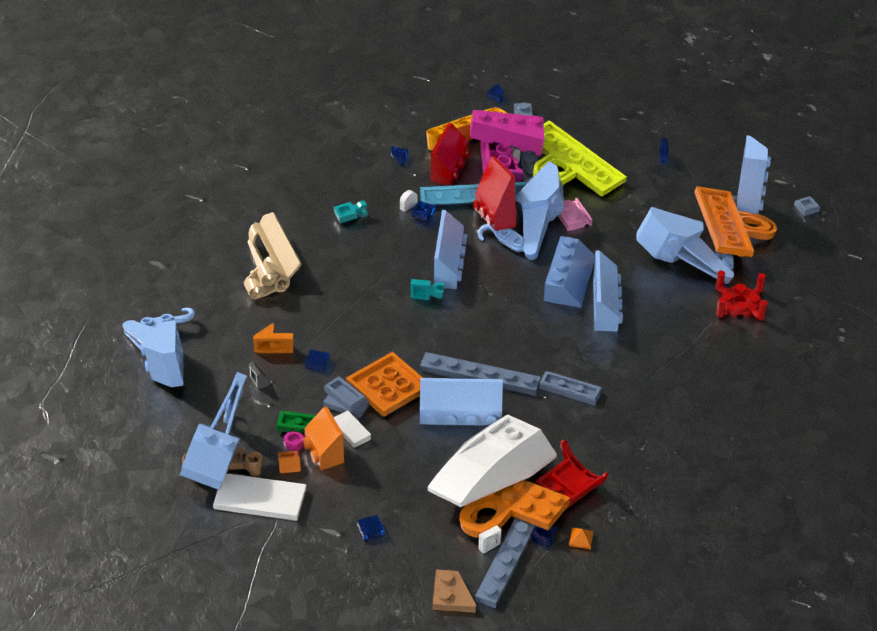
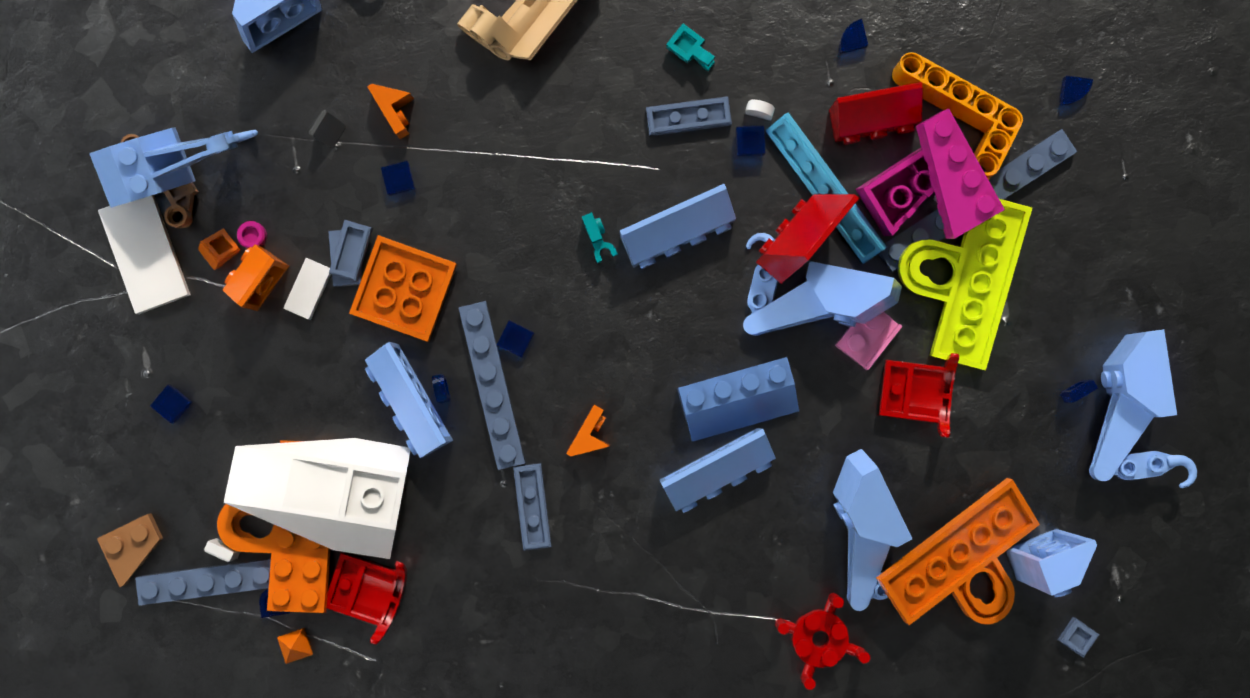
camera: 60 degrees right, 45 degrees up
(293, 421) = (276, 224): green plate -> none
(387, 230) = (688, 116): none -> sand blue tile
(459, 351) = (515, 338): none -> clear blue tile
(543, 342) = (584, 441): none -> orange slope
(618, 205) = (919, 392): none -> red piece
(682, 126) = (1140, 389): none -> light blue slope

